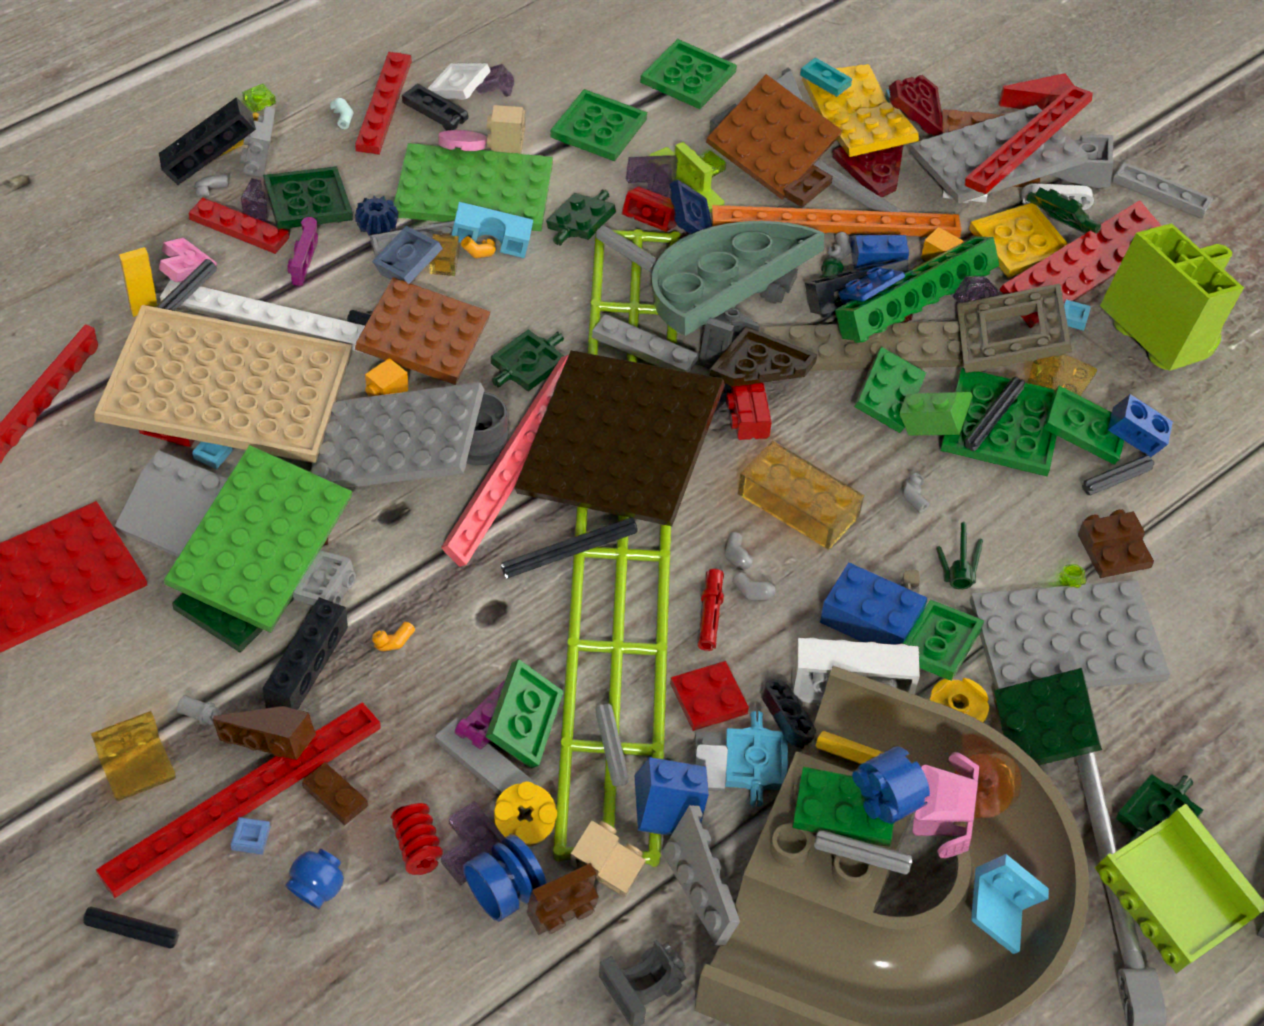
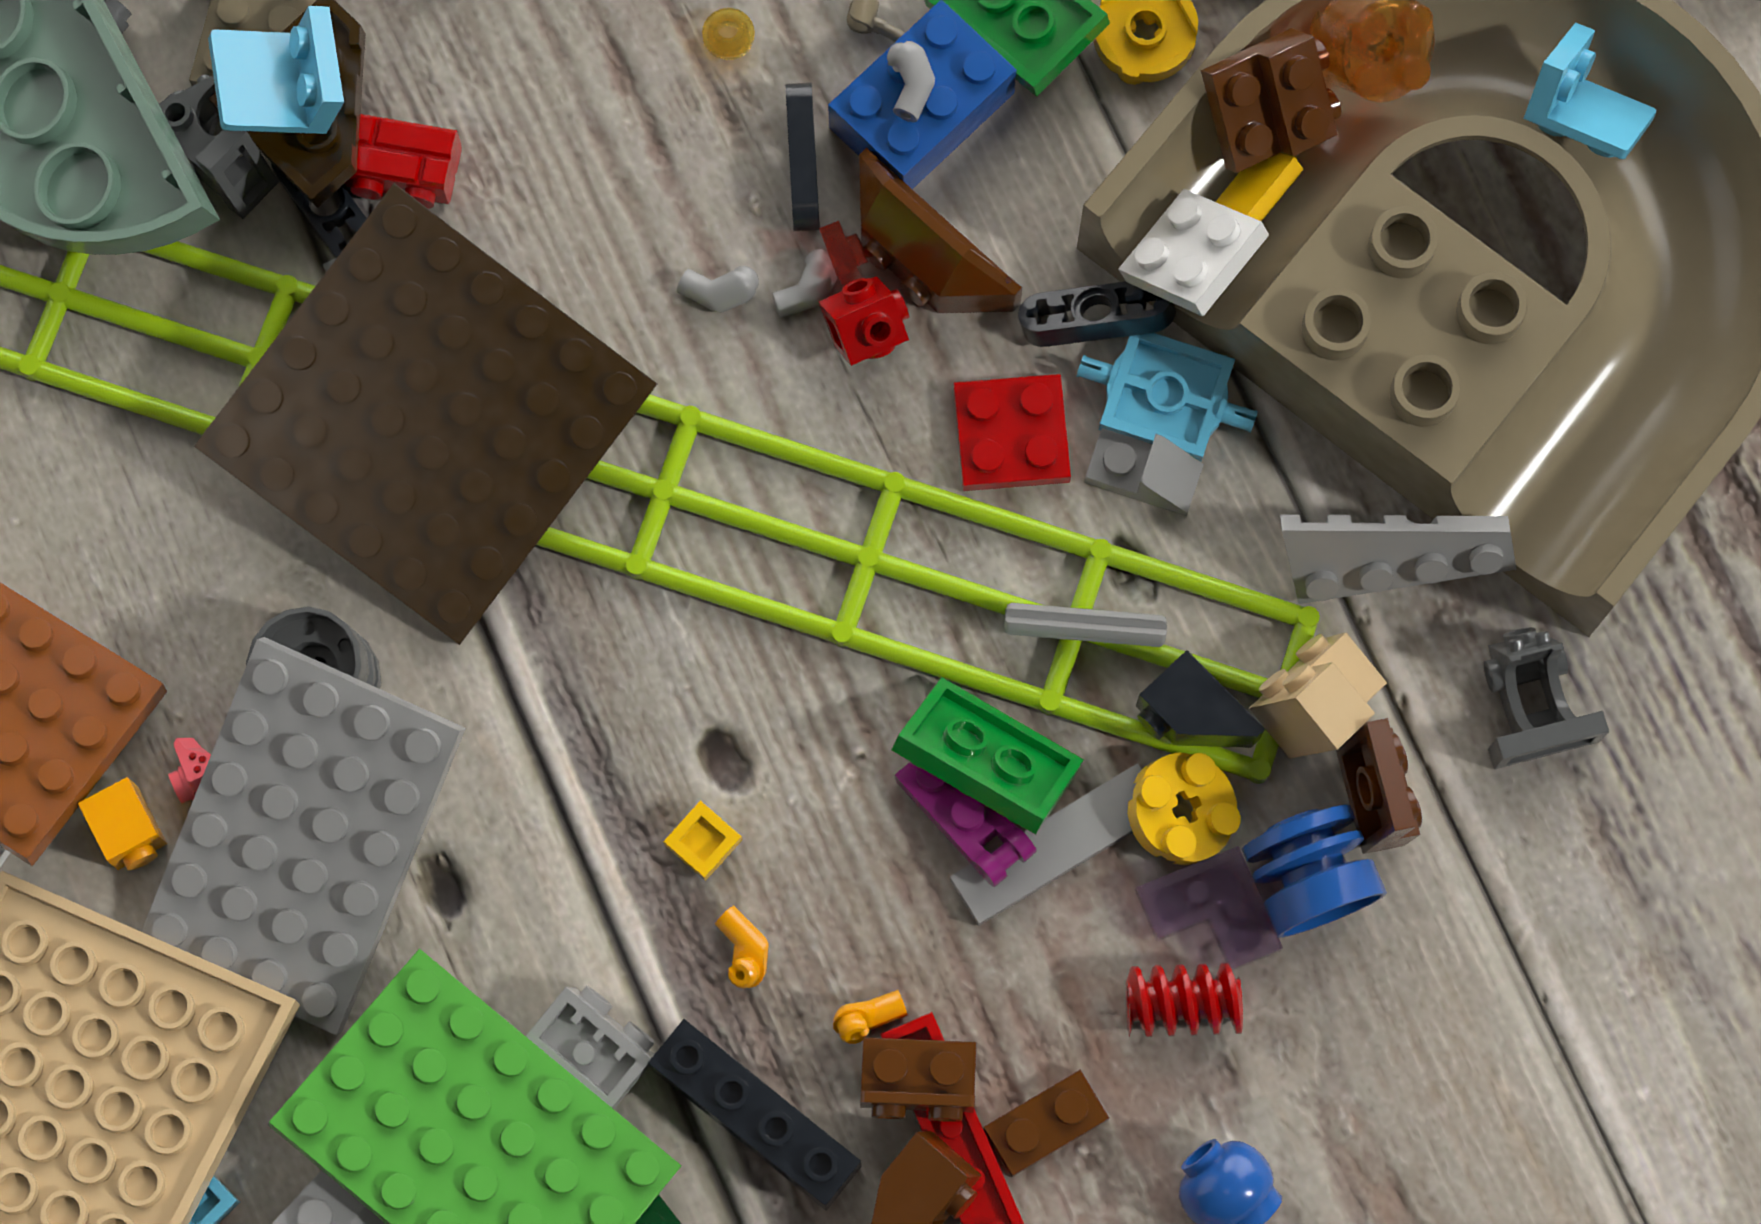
camera: 70 degrees left, 25 degrees up
(342, 719) = (918, 1077): none -> reddish brown bracket
(369, 694) = (856, 1019): none -> light orange arm
(444, 606) = (703, 840): none -> yellow plate
(500, 479) = (400, 635): coral plate -> none
(527, 360) = (143, 535): dark green plate -> none
(569, 547) = (639, 581): black axle -> none
(581, 800) = (1195, 709): none -> black slope
(644, 344) = (181, 303): light grey plate -> none
(666, 791) = (1222, 558): blue slope -> none
(712, 599) = (827, 369): red pin -> none
(742, 610) = (865, 319): none -> red brick
(761, 335) = (278, 77): none -> medium azure bracket
(774, 595) = (844, 251): none -> clear red plate
(793, 620) = (925, 249): none -> reddish brown wedge
(800, 494) = (631, 135): clear yellow brick -> none
(818, 568) = (802, 156): none -> black beam
(832, 730) = (1193, 252): none -> white plate
(836, 805) = (1392, 279): green plate -> none
(863, 852) = (1485, 281): light grey axle -> none
(873, 526) = (728, 47): none -> clear yellow plate
(876, 589) = (917, 75): none -> light grey arm
(884, 663) = (1057, 171): white brick -> none
(891, 785) = (1424, 191): blue brick -> none
(932, 737) = (1271, 99): none -> reddish brown plate
(950, 801) = (1432, 118): bright pink piece -> none

